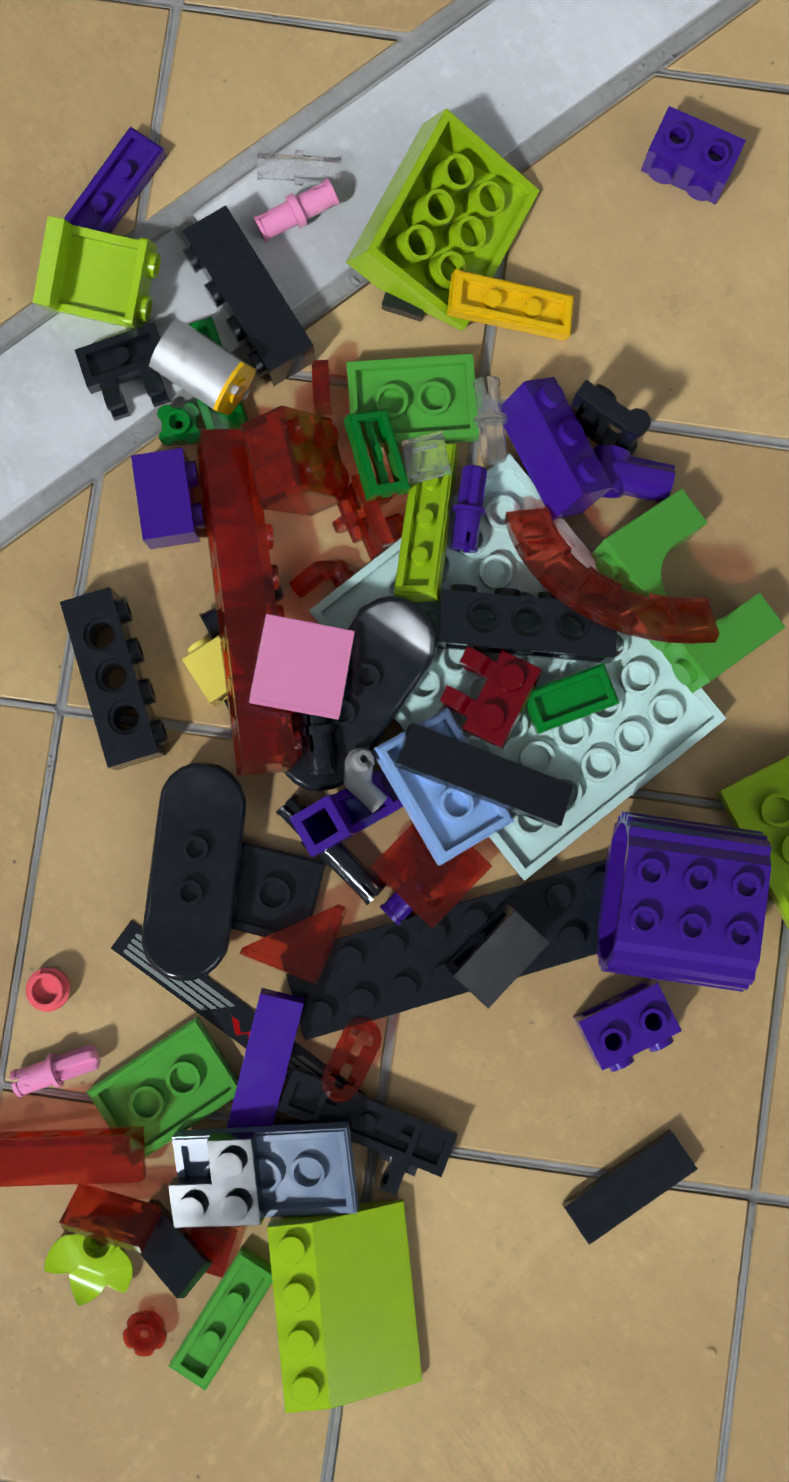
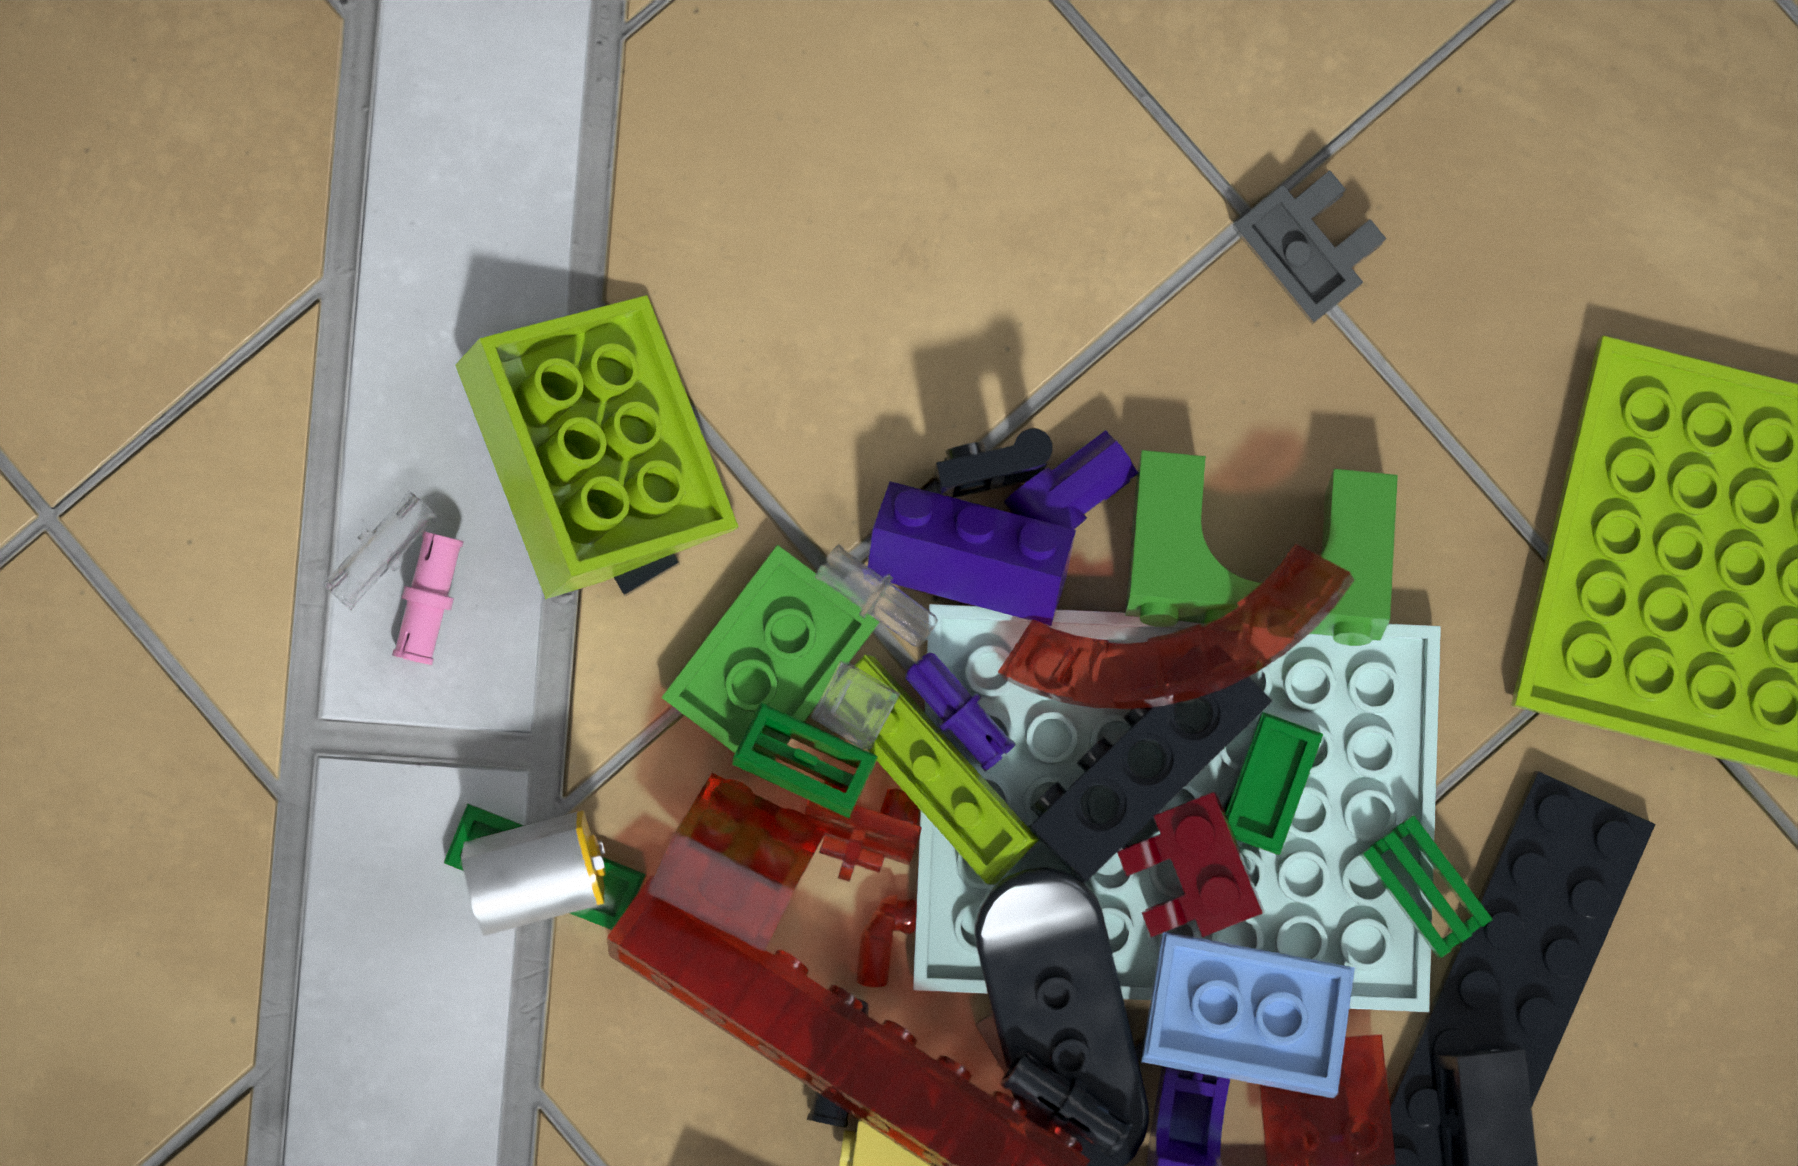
camera: 55 degrees left, 0 degrees up
(96, 274) = (307, 896): lime panel -> none
(117, 183) = (211, 788): dark purple tile -> none
(119, 361) = (429, 953): black plate -> none
(167, 499) = (645, 1041): dark purple brick -> none
(179, 436) = (581, 950): green plate -> none
(248, 295) = (483, 741): black brick -> none
(302, 667) = (988, 1062): bright pink tile -> none
(321, 387) = (665, 751): clear red tile -> none
(359, 778) = (1160, 1102): light grey arm -> none
(484, 775) = (1276, 959): black tile -> none
(510, 305) = (758, 452): yellow tile -> none
(604, 827) = (1459, 930): none -> green tile
(628, 1025) = (1686, 1037): dark purple brick -> none
(684, 901) = (1606, 869): dark purple piece -> none
(692, 155) = (765, 93): dark purple brick -> none

